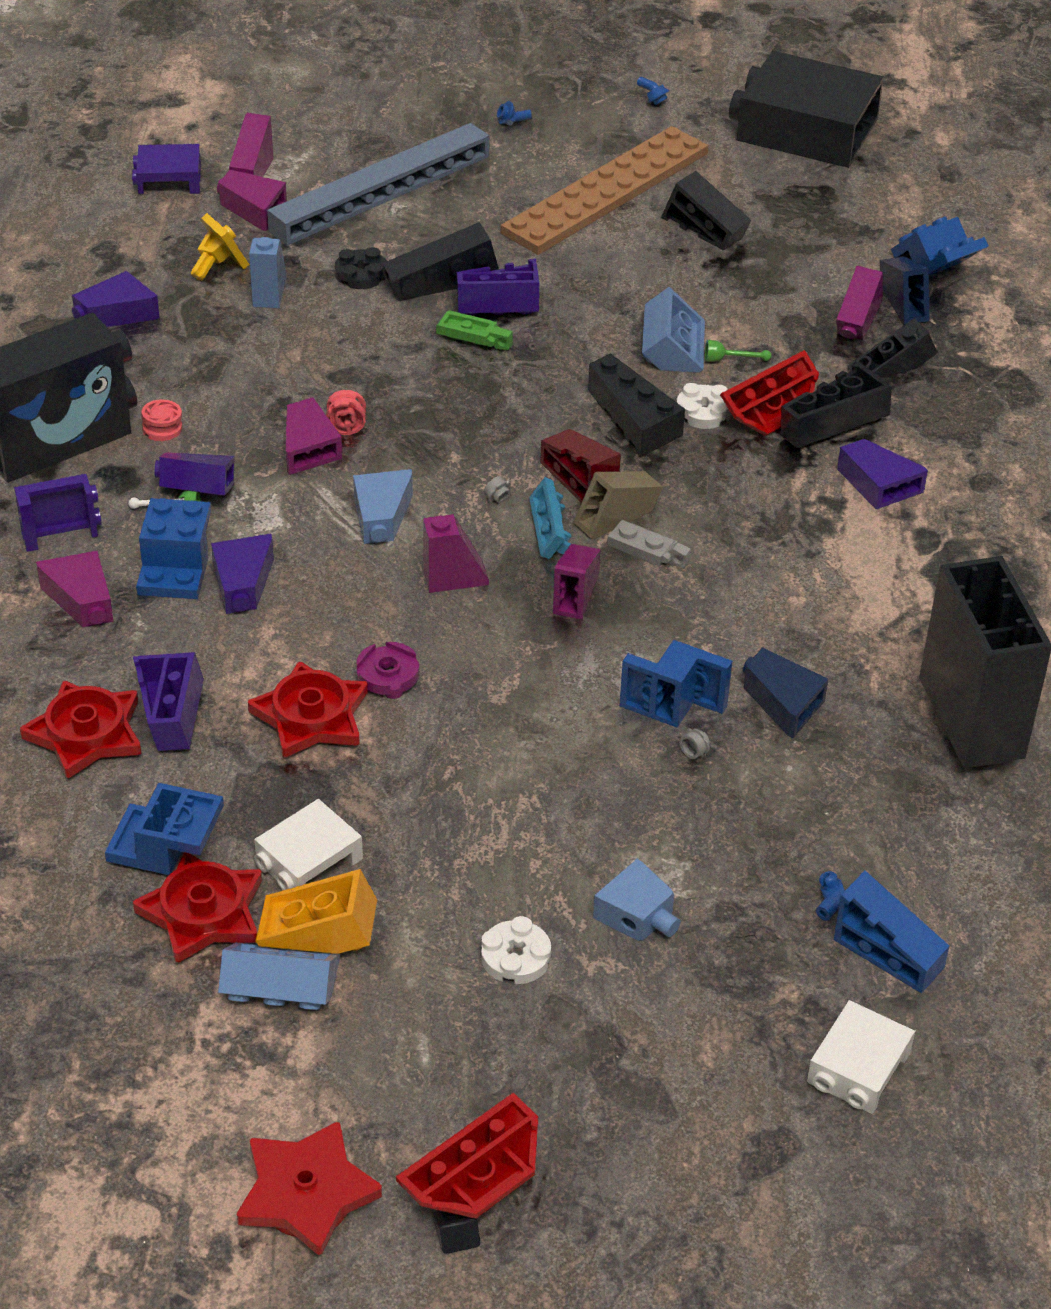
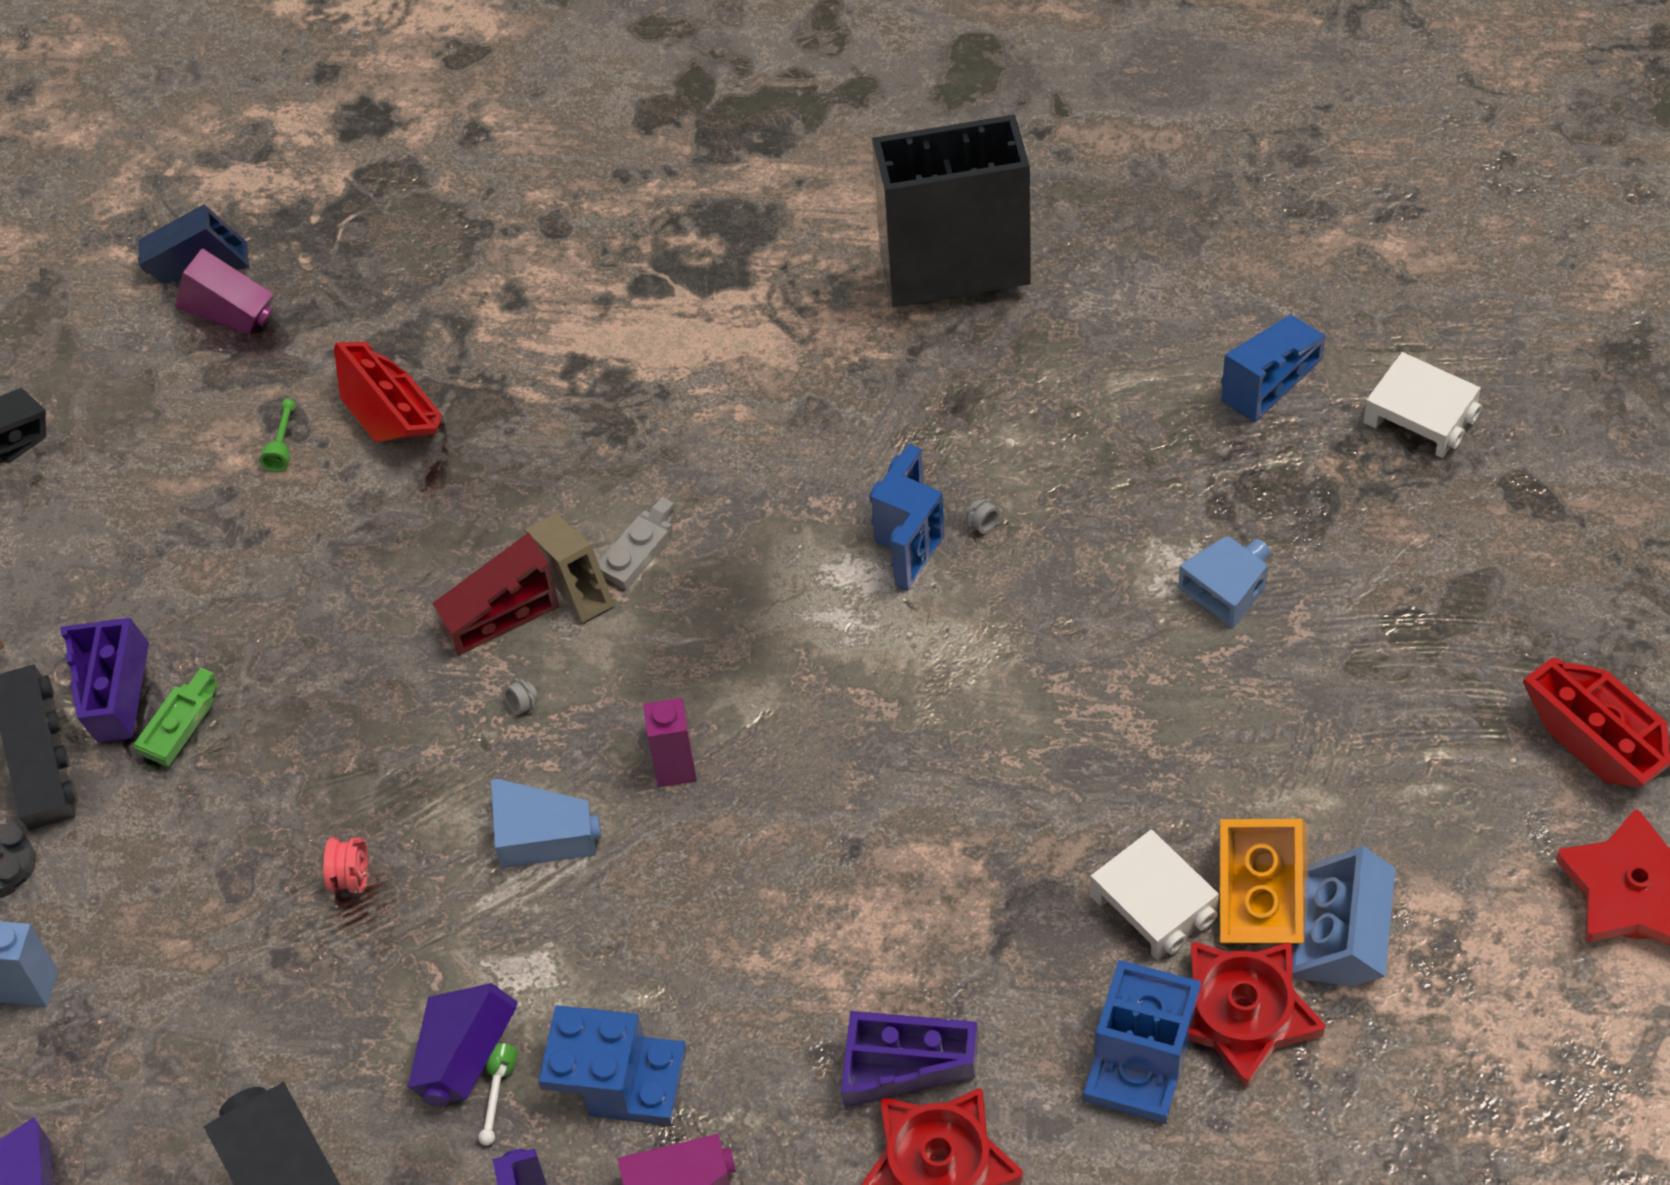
camera: 80 degrees left, 10 degrees up
(162, 420) = (318, 1104): coral wheel -> none
(242, 570) = (661, 984): dark purple slope -> none
(310, 437) = (380, 915): magenta slope -> none
(311, 709) = (916, 900): red plate -> none
(388, 682) = (851, 838): magenta plate -> none
(516, 934) = (1293, 676): white plate -> none
(548, 519) = (587, 641): dark azure plate -> none
(575, 580) = (709, 609): magenta slope -> none
(635, 405) = (377, 540): black wedge -> none
(673, 334) = (235, 495): medium blue slope -> none
(695, 397) = (375, 457): white plate -> none
(784, 689) = (905, 418): dark blue slope -> none
(831, 890) = (1204, 412): blue arm -> none
(836, 407) = (416, 331): black wedge -> none
(880, 473) = (542, 311): dark purple slope -> none
(900, 351) = (321, 275): black slope -> none
(939, 245) = (126, 204): blue bracket -> none

